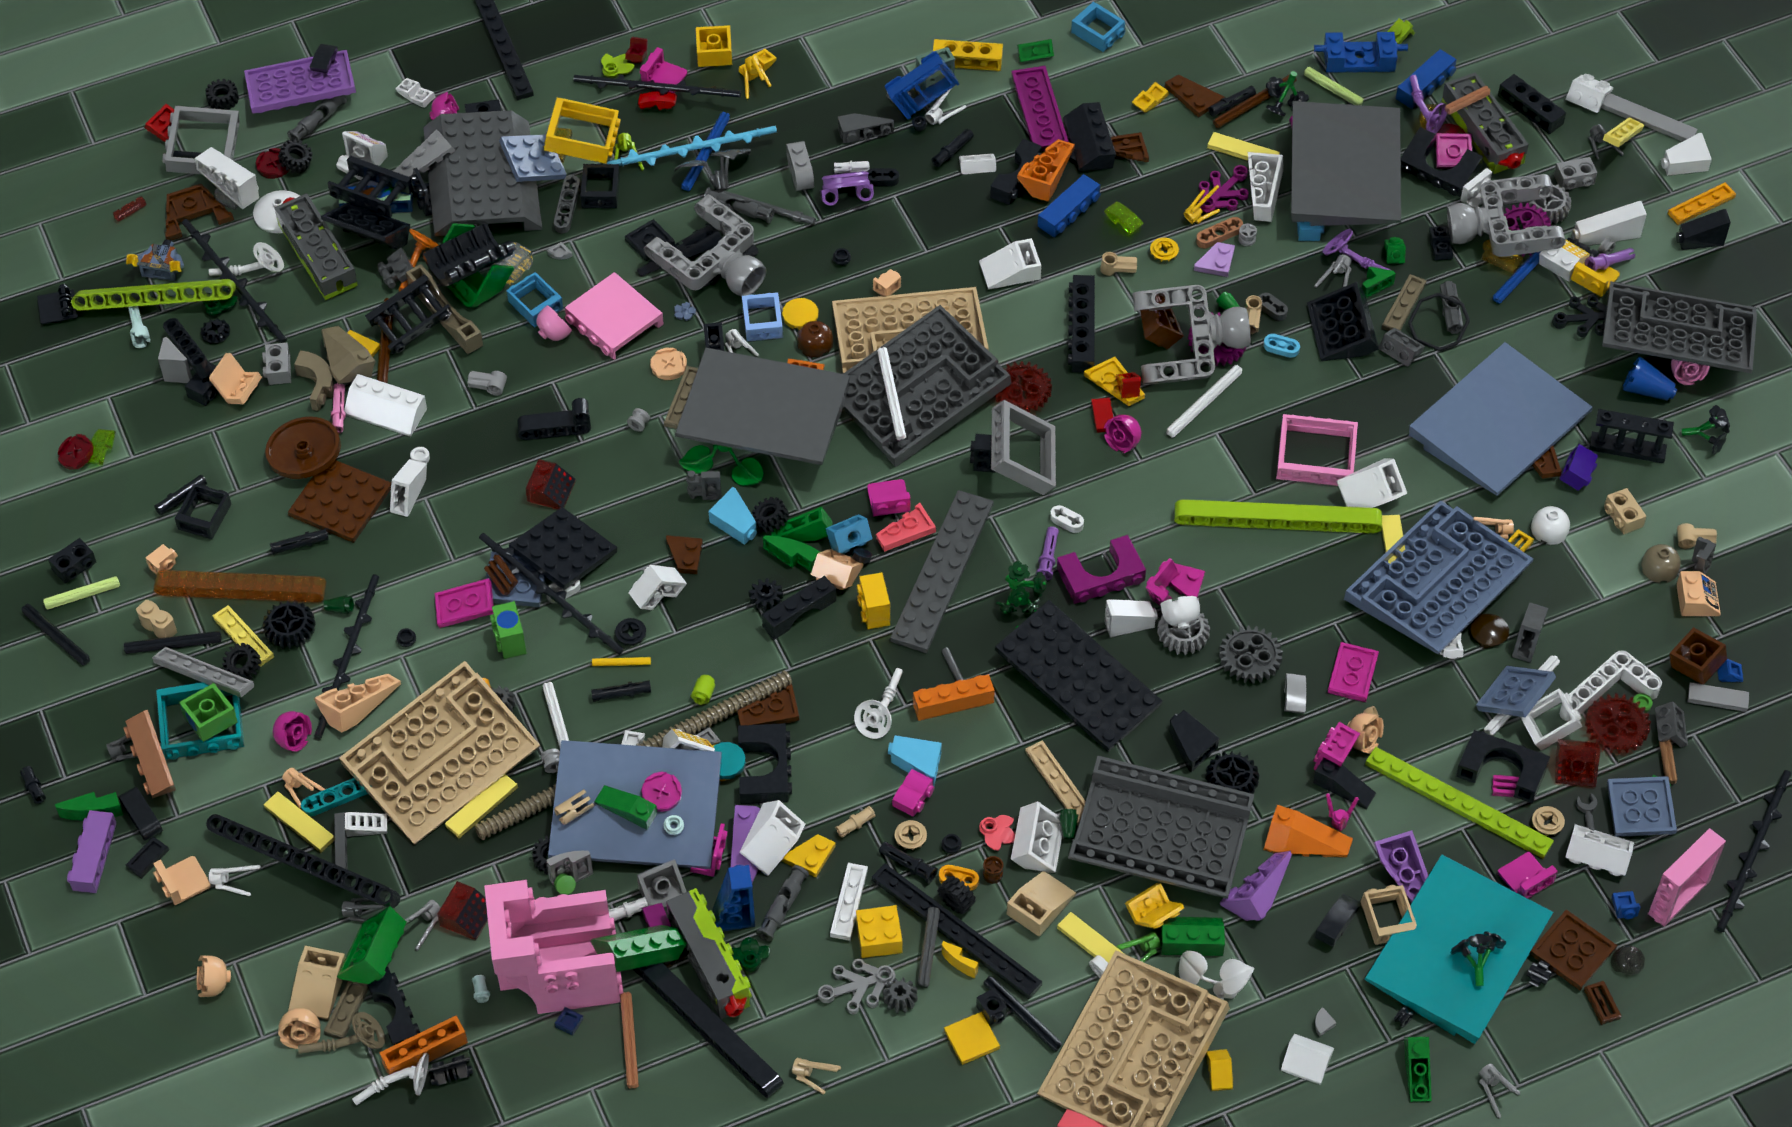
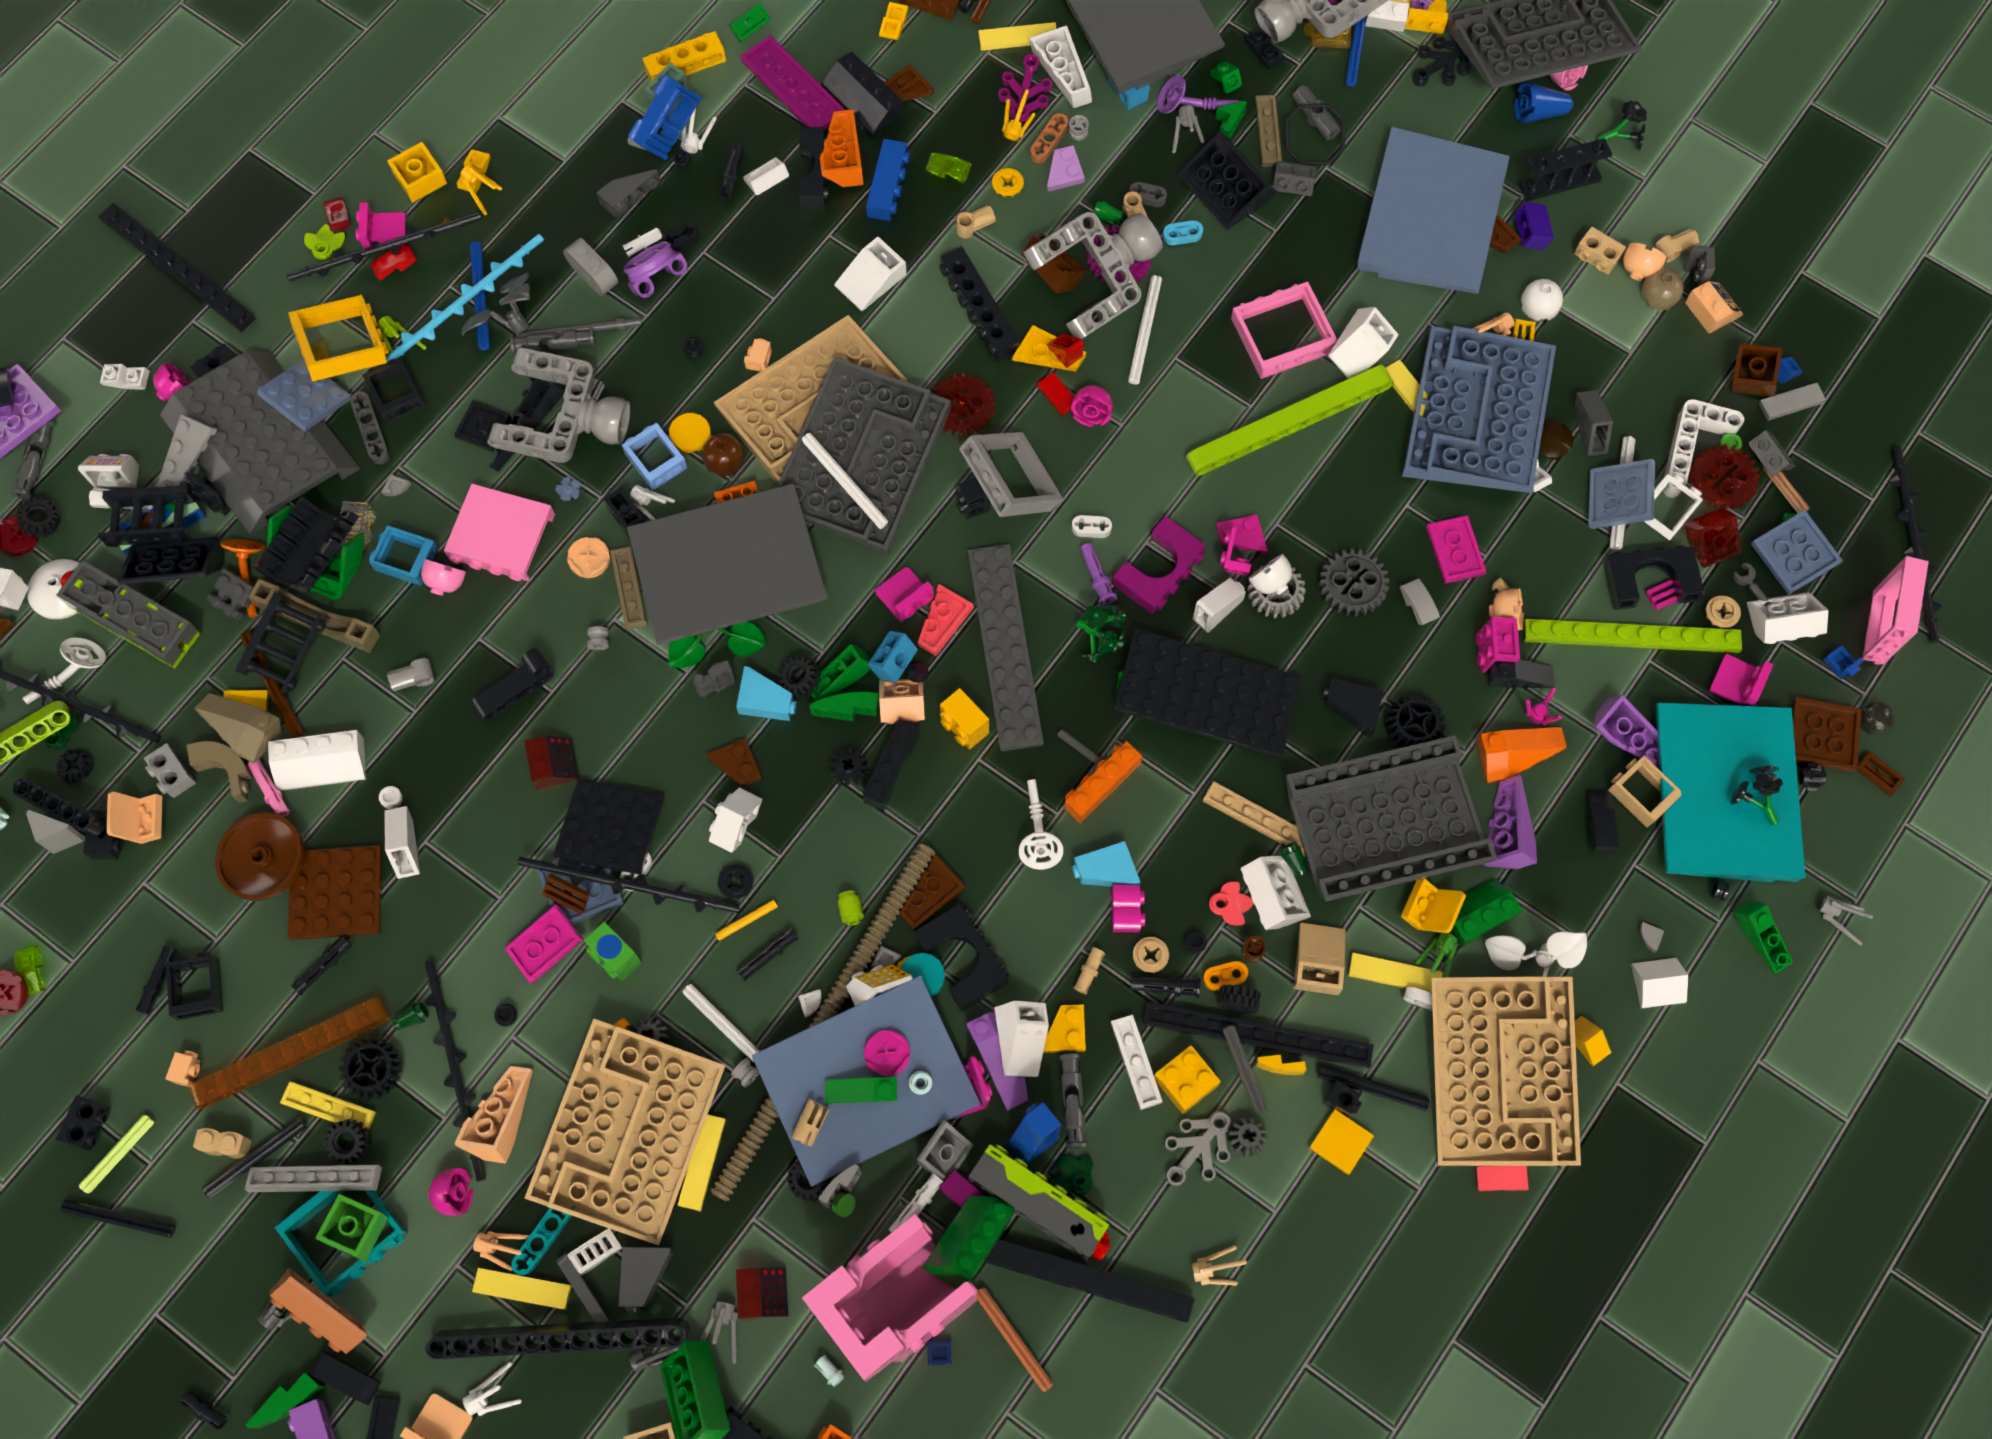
camera: 30 degrees left, 15 degrees up
(389, 854) = (640, 1275): none -> dark grey slope
(1654, 533) = (1641, 261): none -> light nougat cylinder

